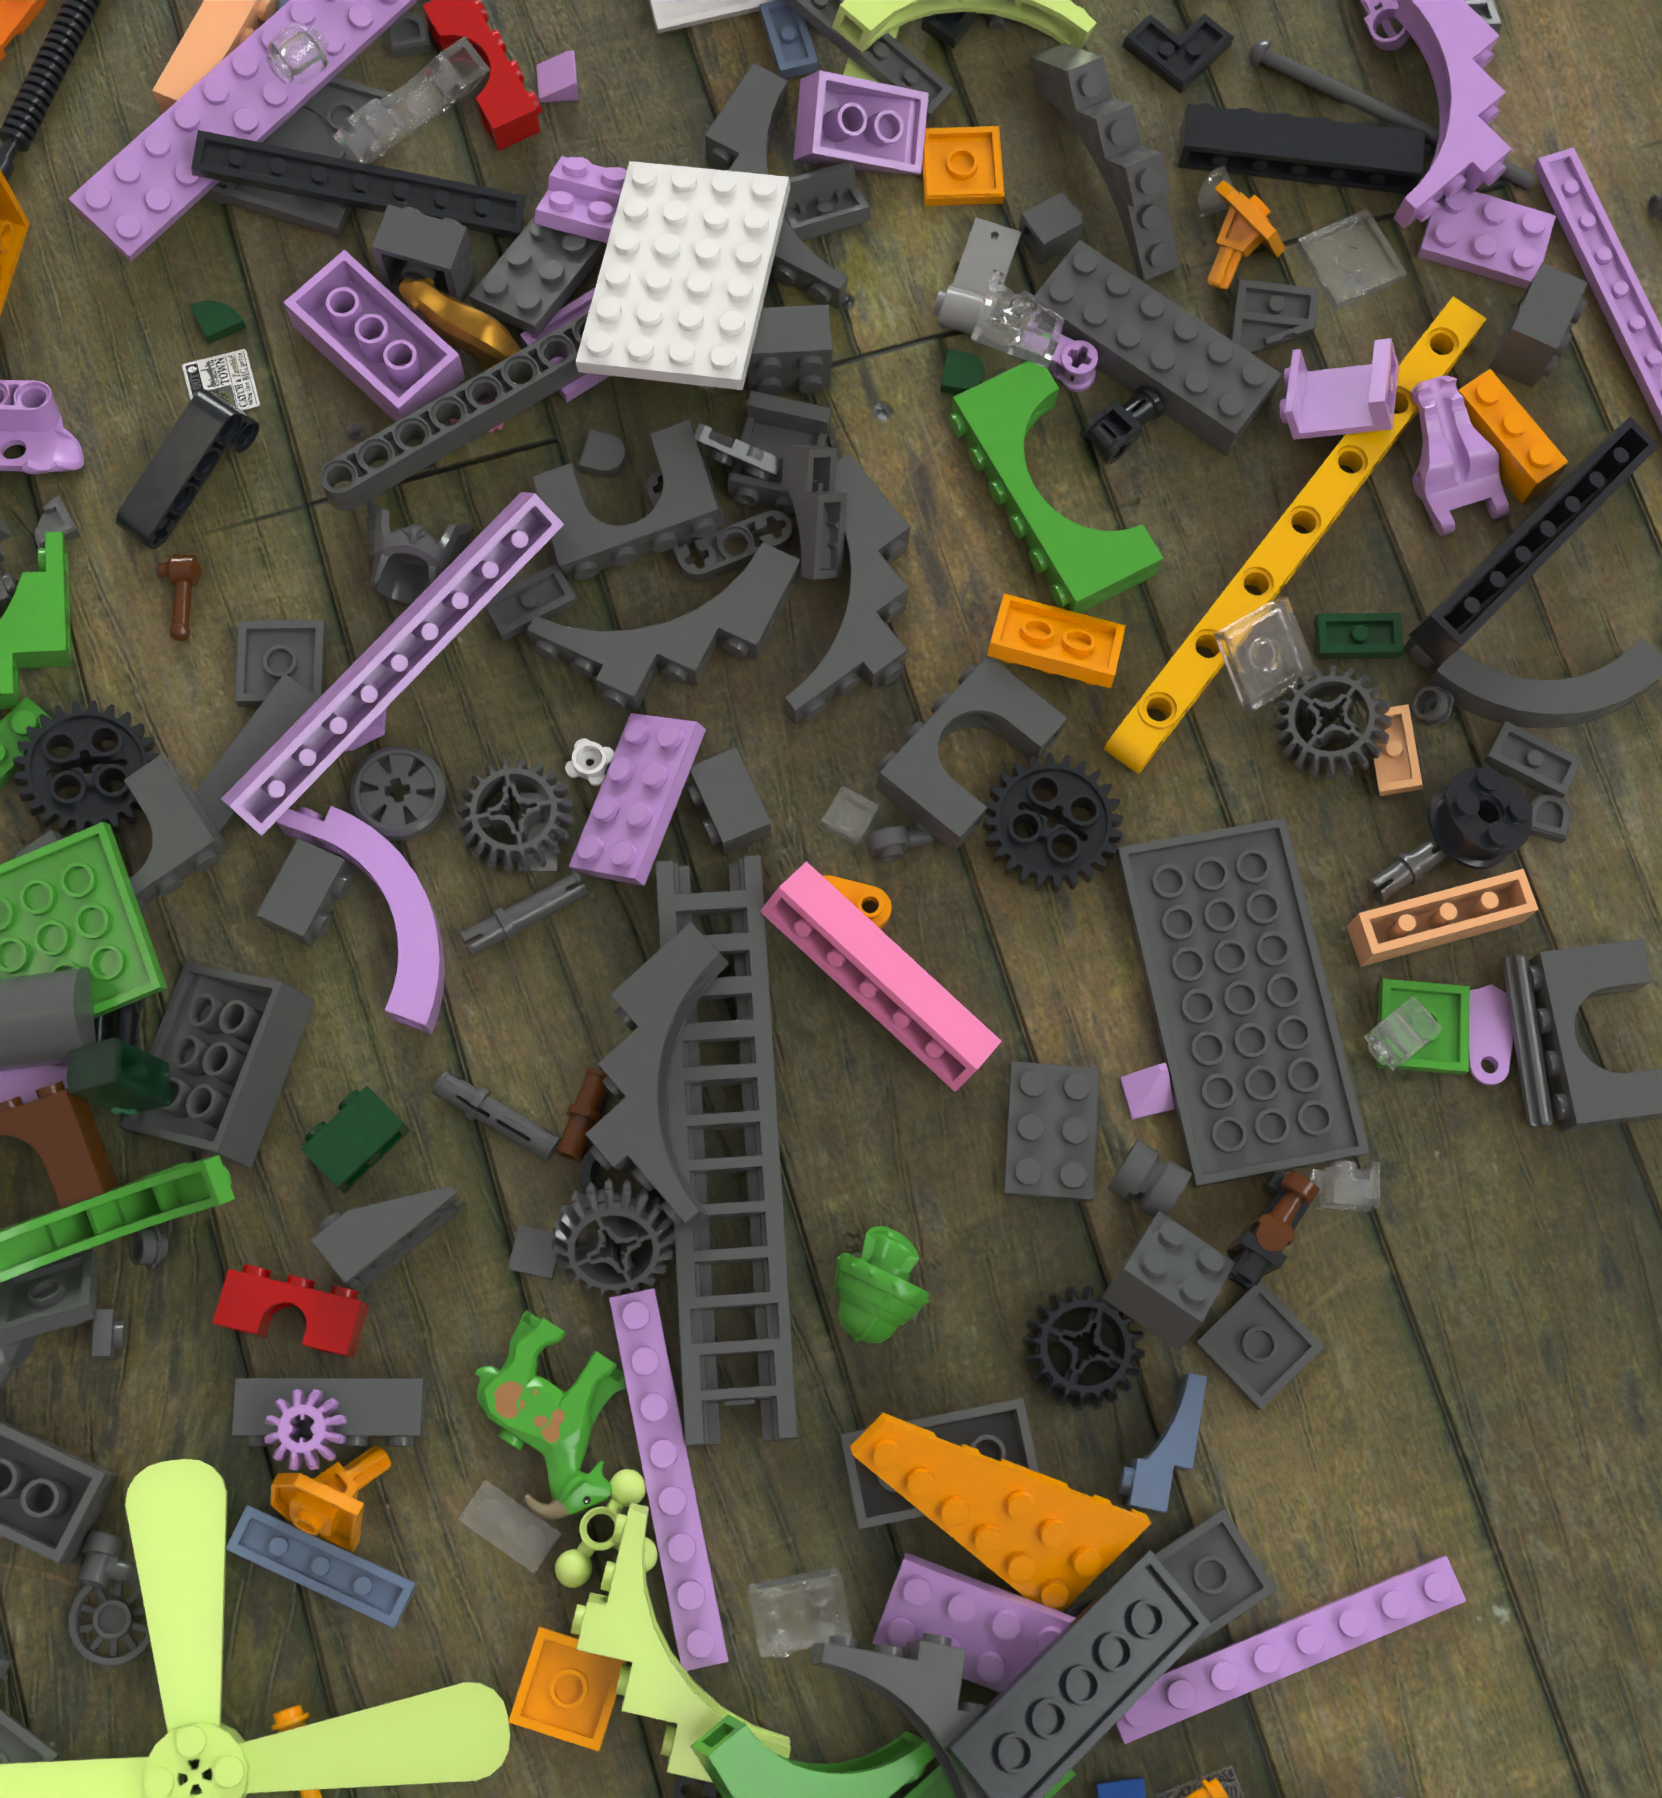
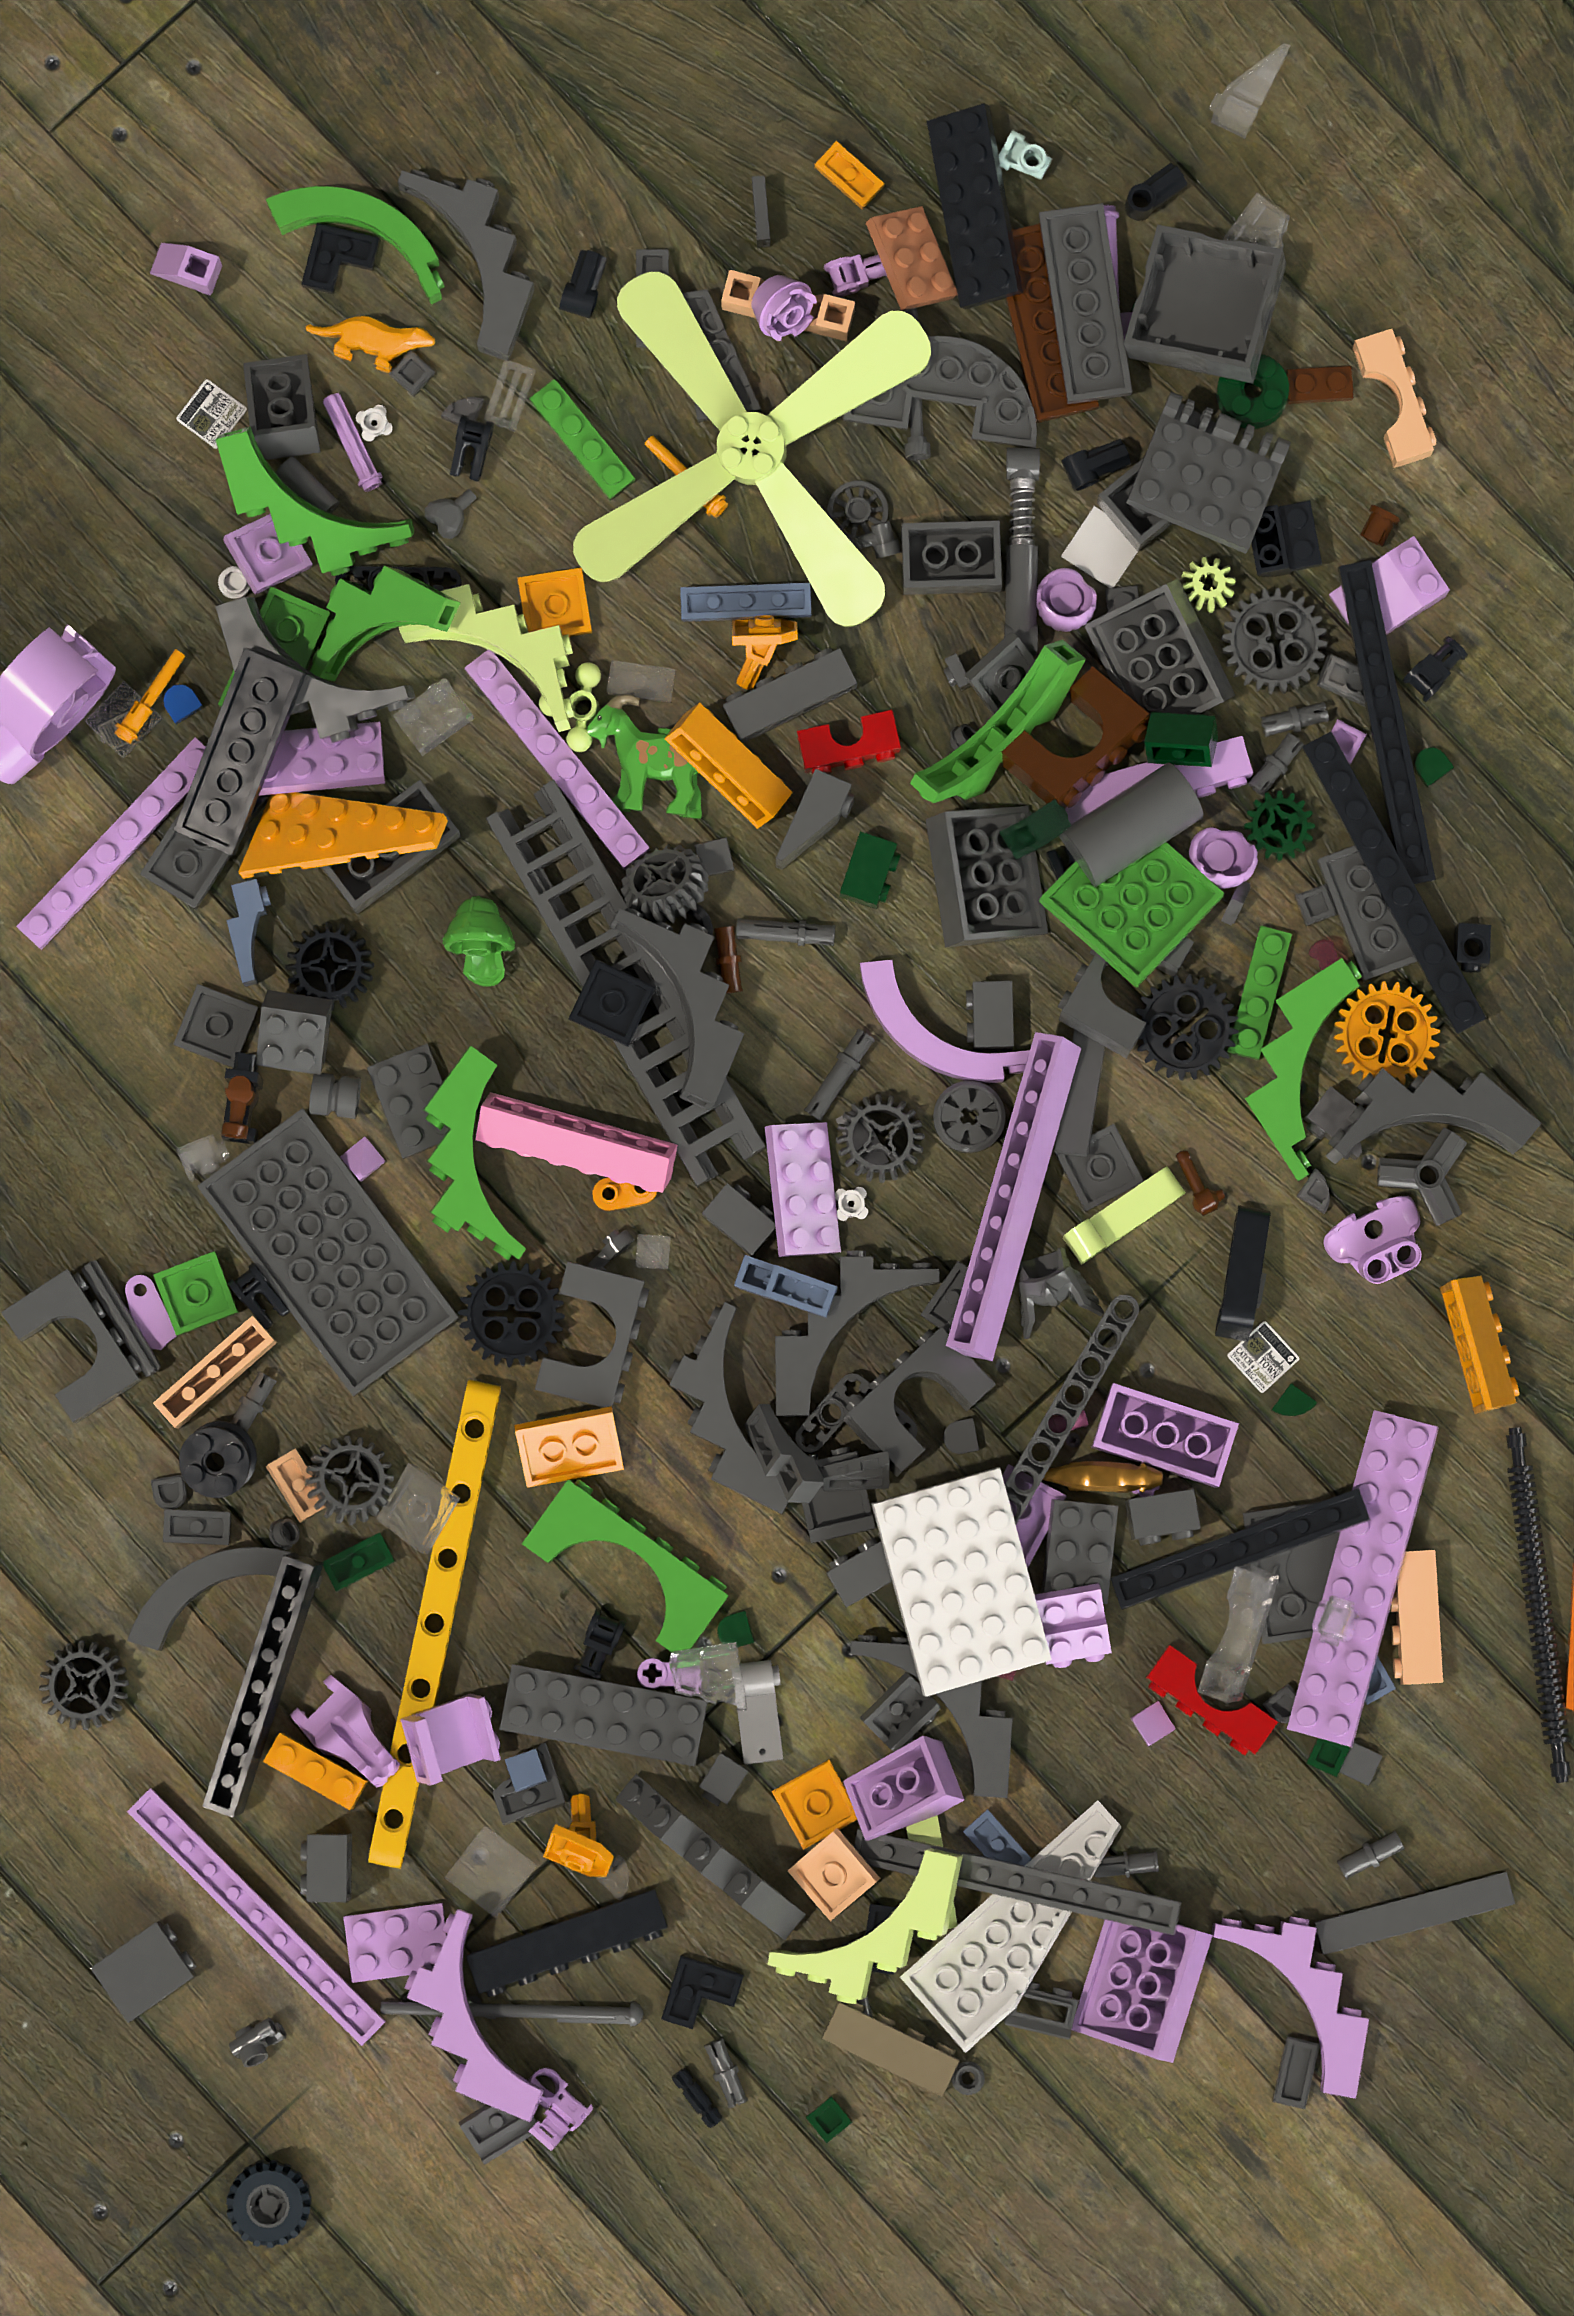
camera: 160 degrees right, 10 degrees up
(289, 1429) = (781, 675): lavender gear -> none
(306, 593) = (1123, 1215): none -> yellowish green beam
(454, 1352) = (728, 765): none -> light orange brick
(716, 694) = (785, 1286): none -> sand blue slope
(753, 1119) = (612, 1003): none -> black tile
(979, 81) = (833, 1874): none -> light nougat plate
(1009, 1087) = (463, 1200): none -> bright green arch
(1268, 329) = (526, 1770): none -> sand blue tile
(1360, 999) = (248, 1295): none -> black piece
(1402, 1033) = (209, 1272): clear brick -> none

